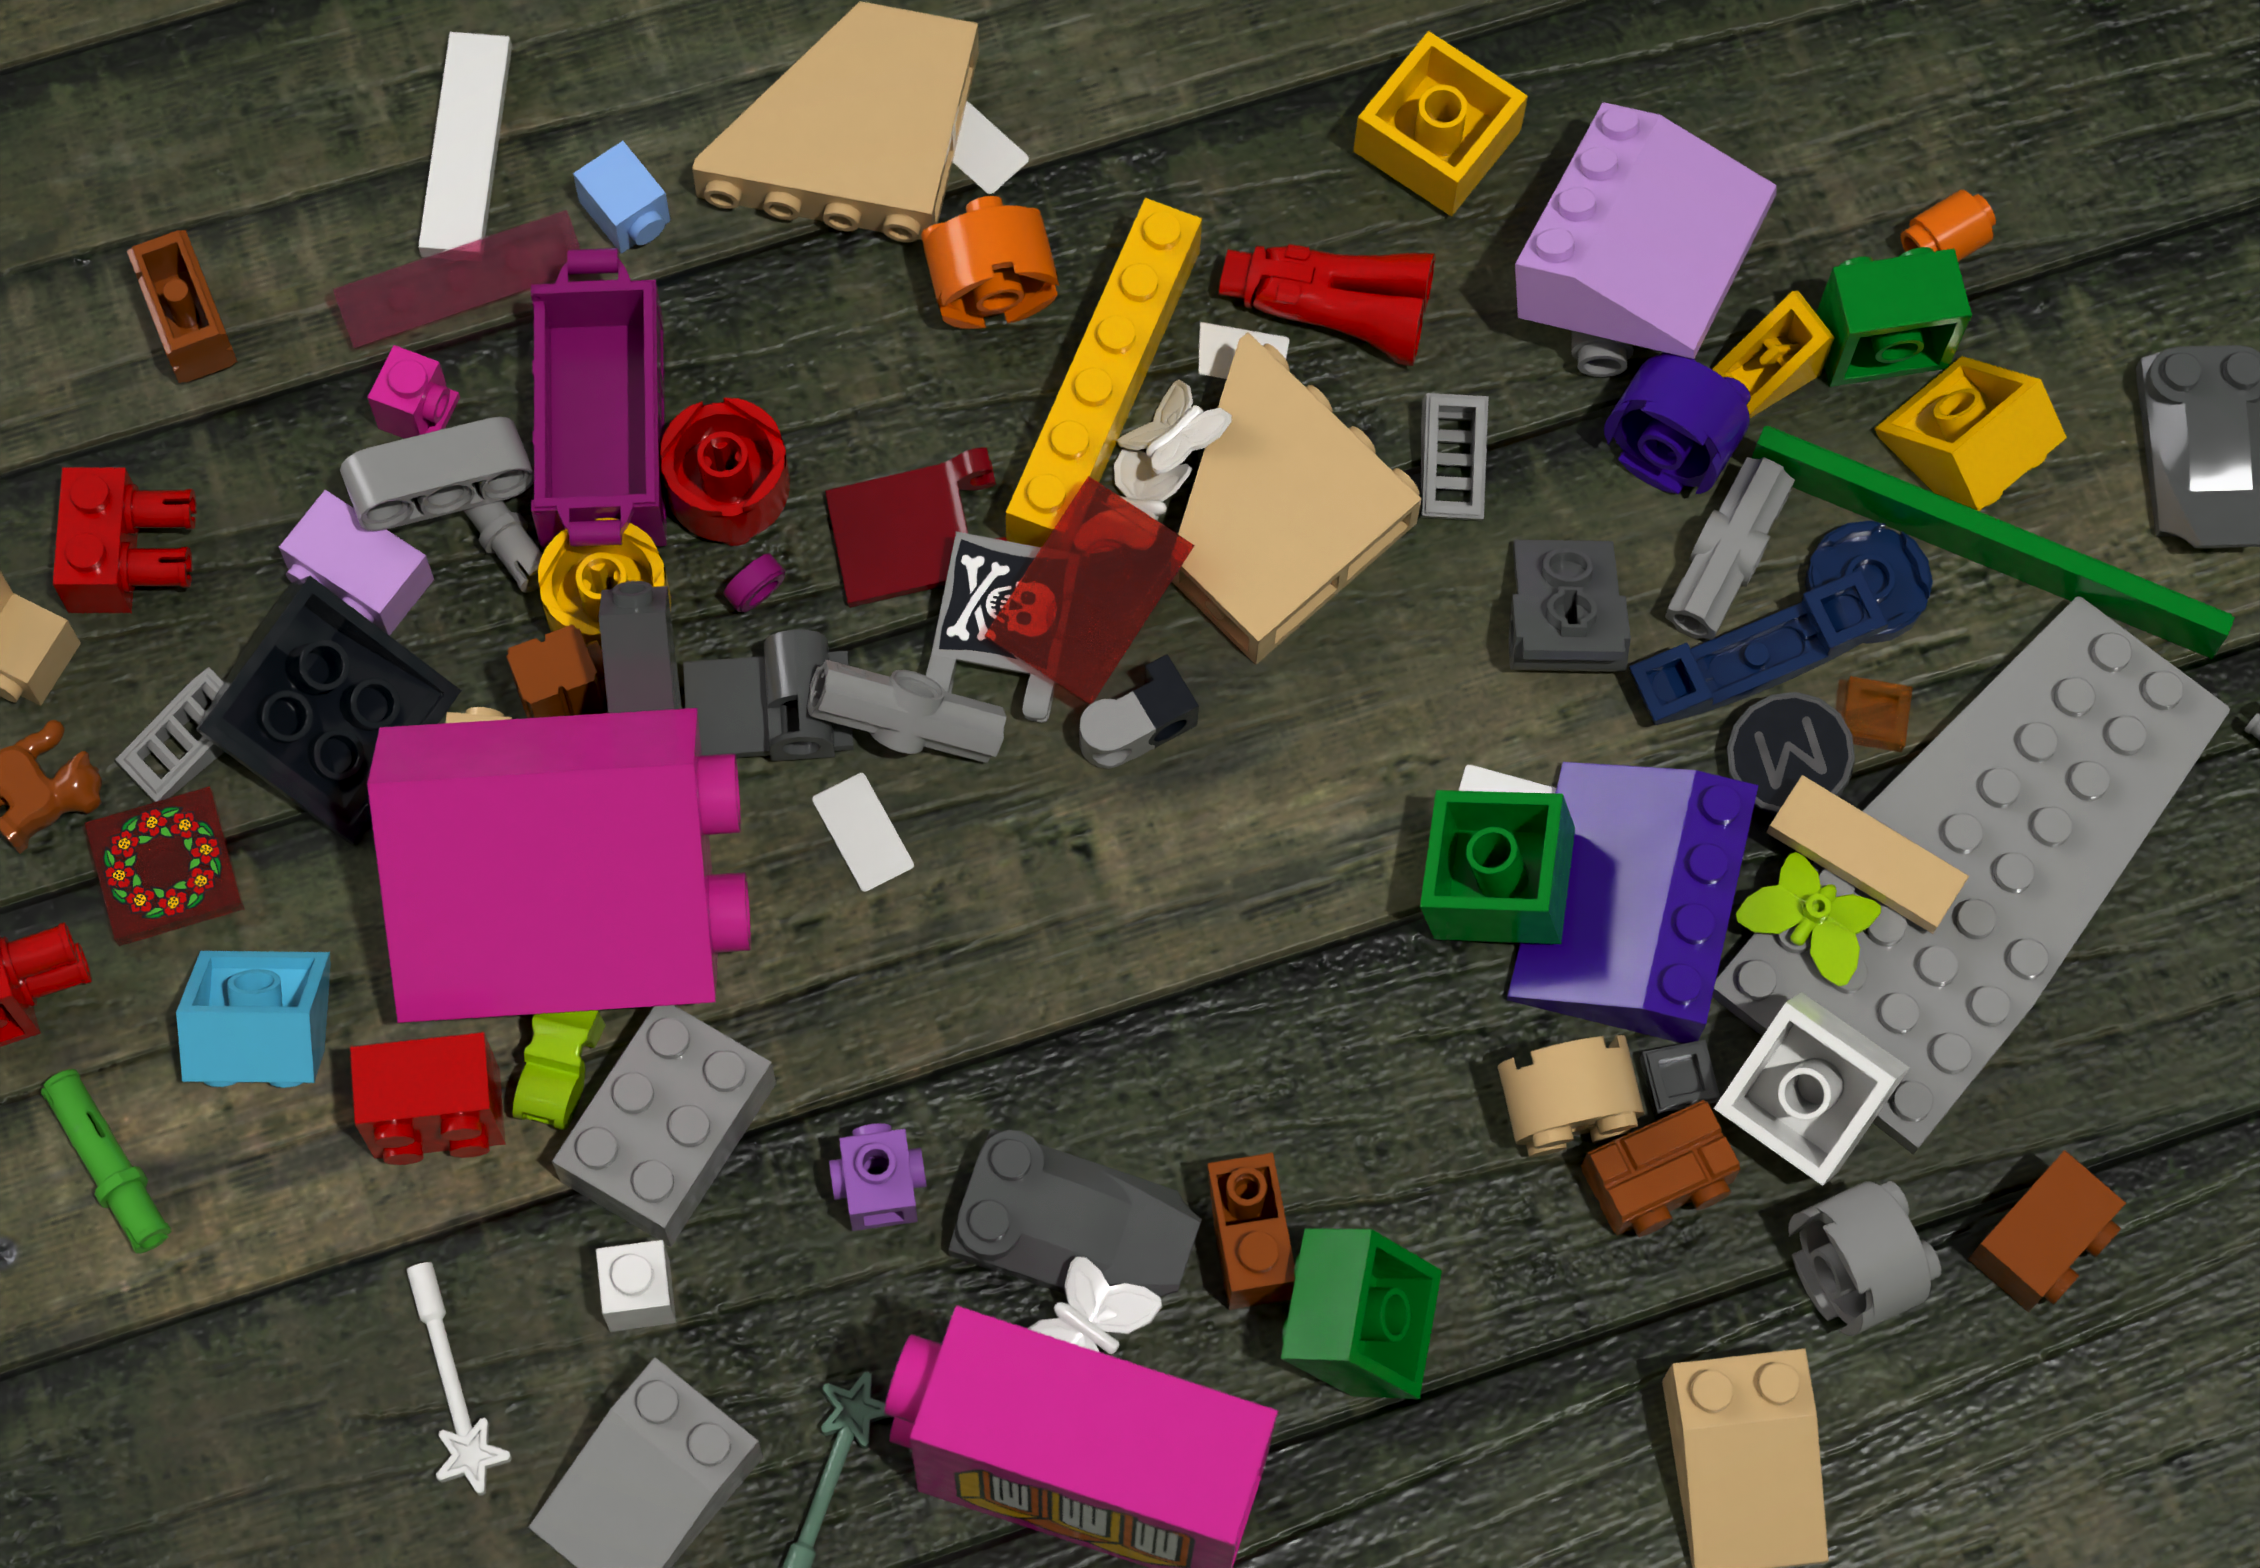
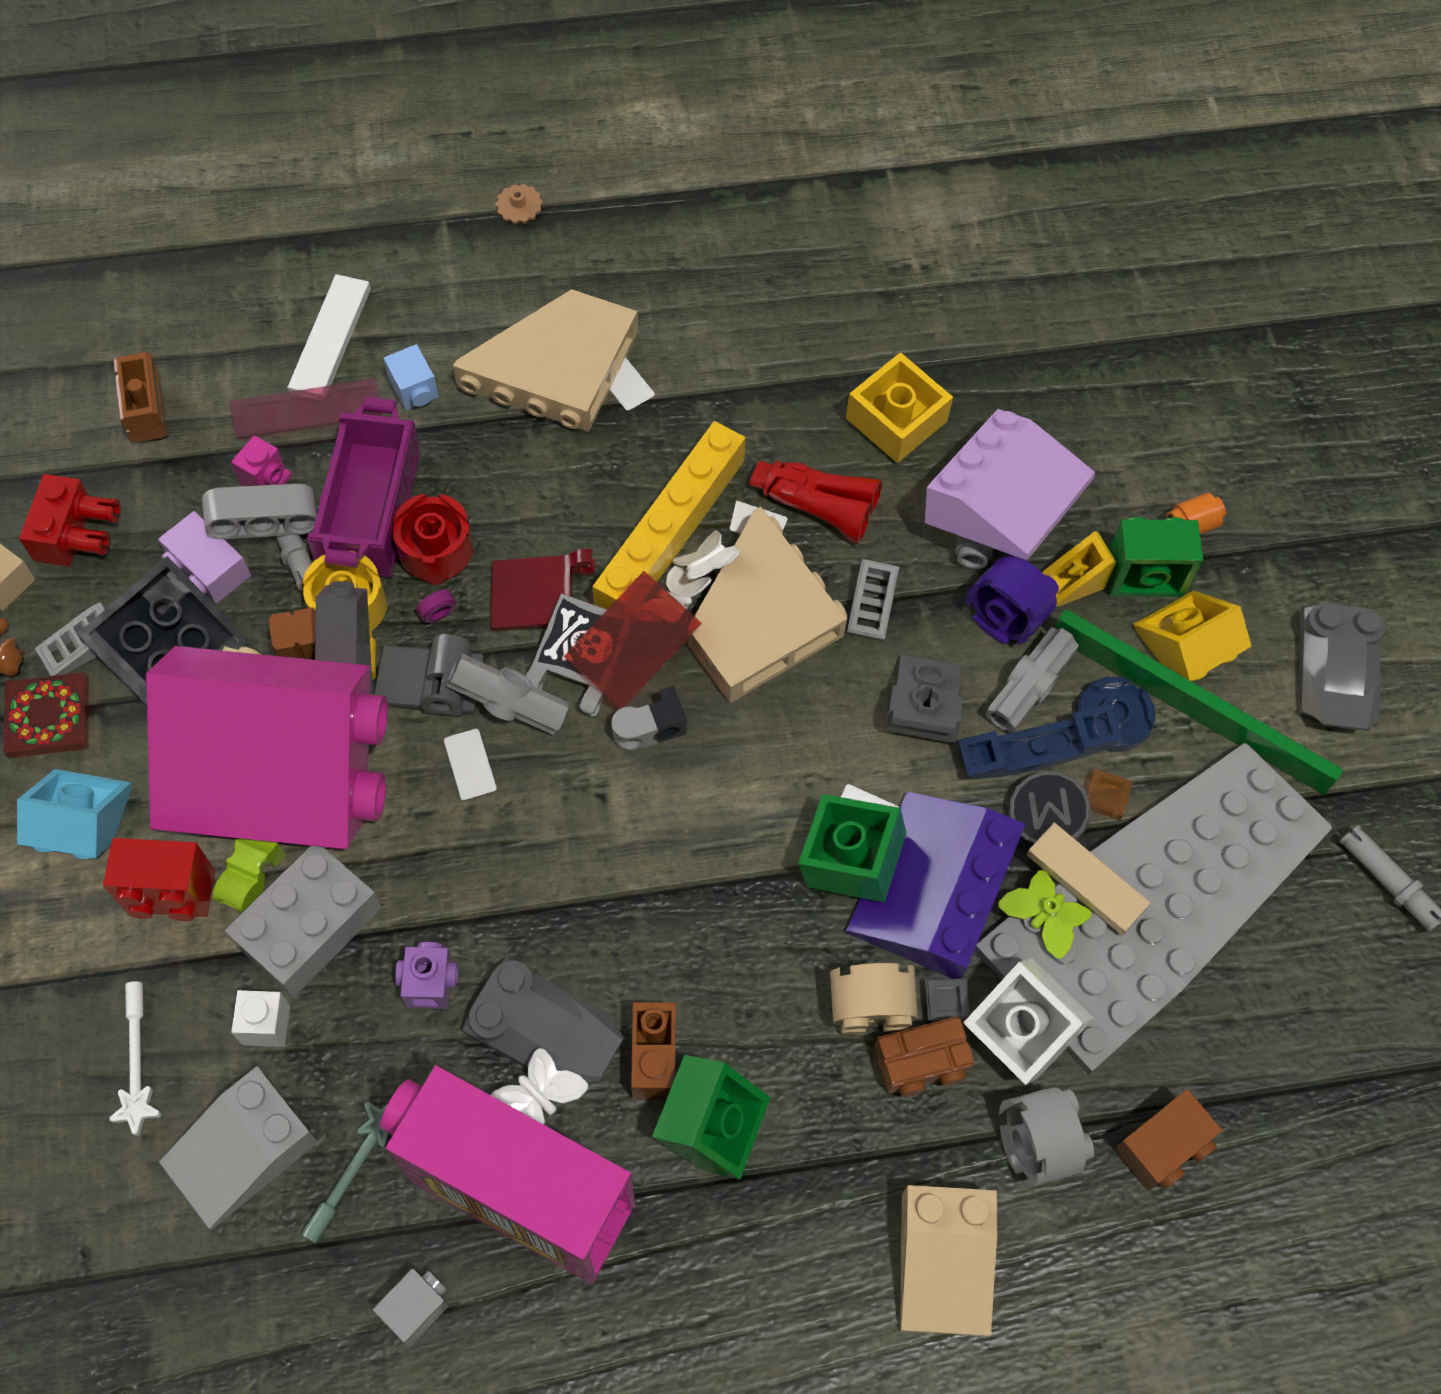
camera: 10 degrees right, 5 degrees down
(990, 263) = (615, 444): orange brick -> none

